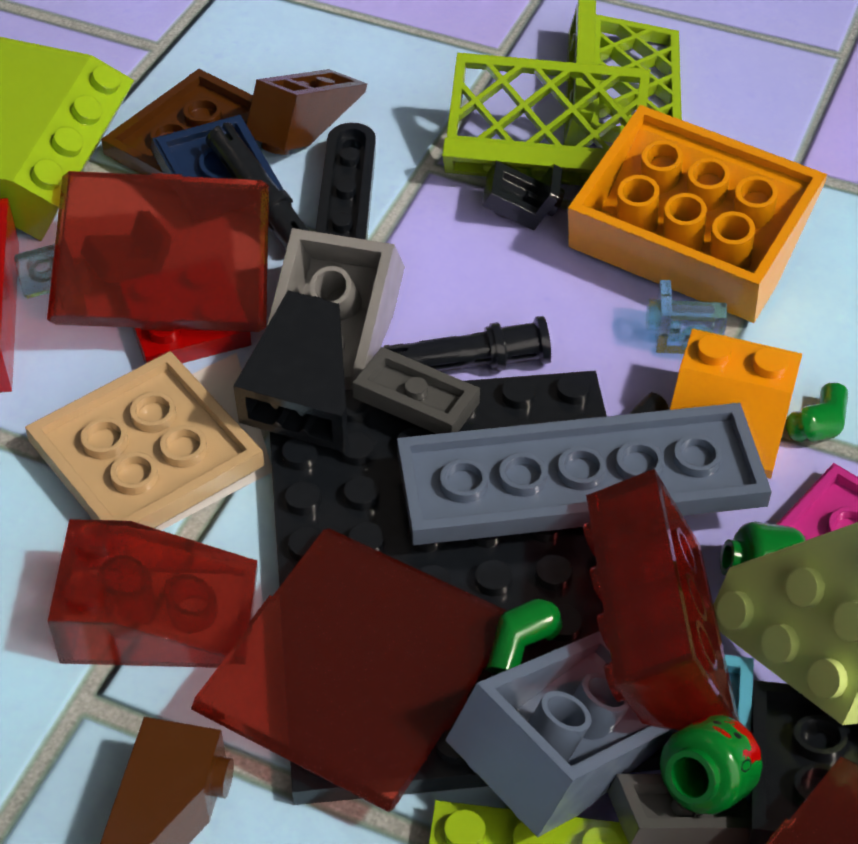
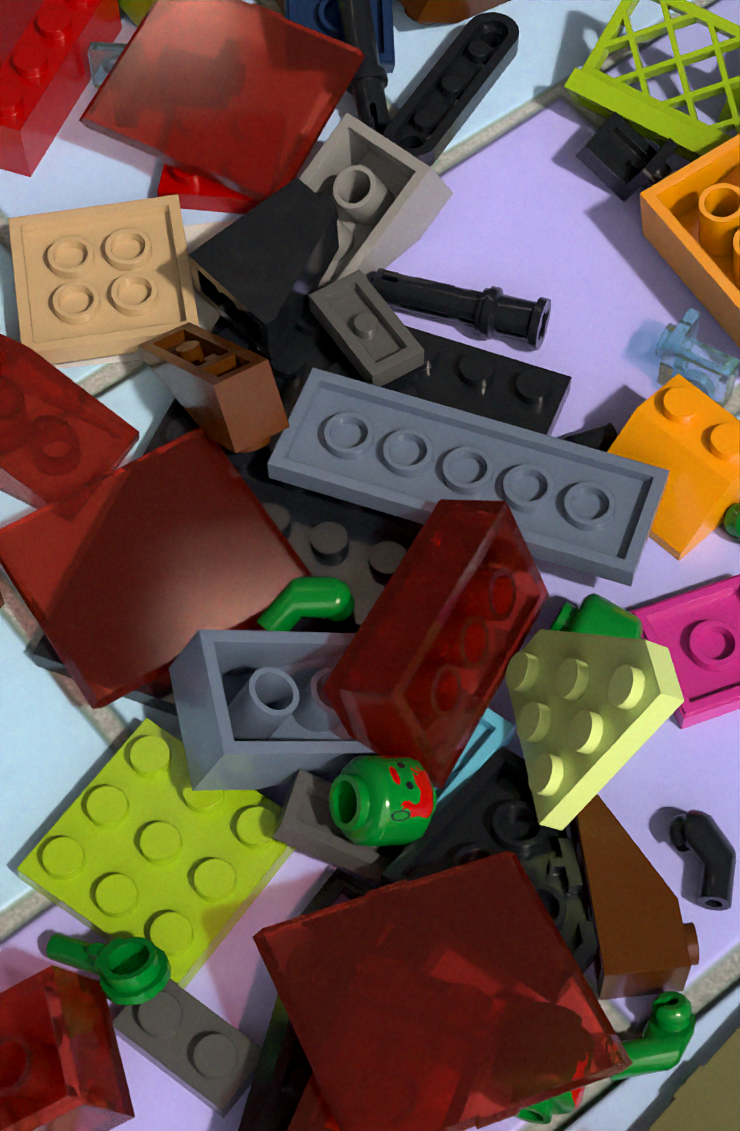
camera: 30 degrees right, 10 degrees up
(327, 483) = (219, 385): none -> reddish brown slope

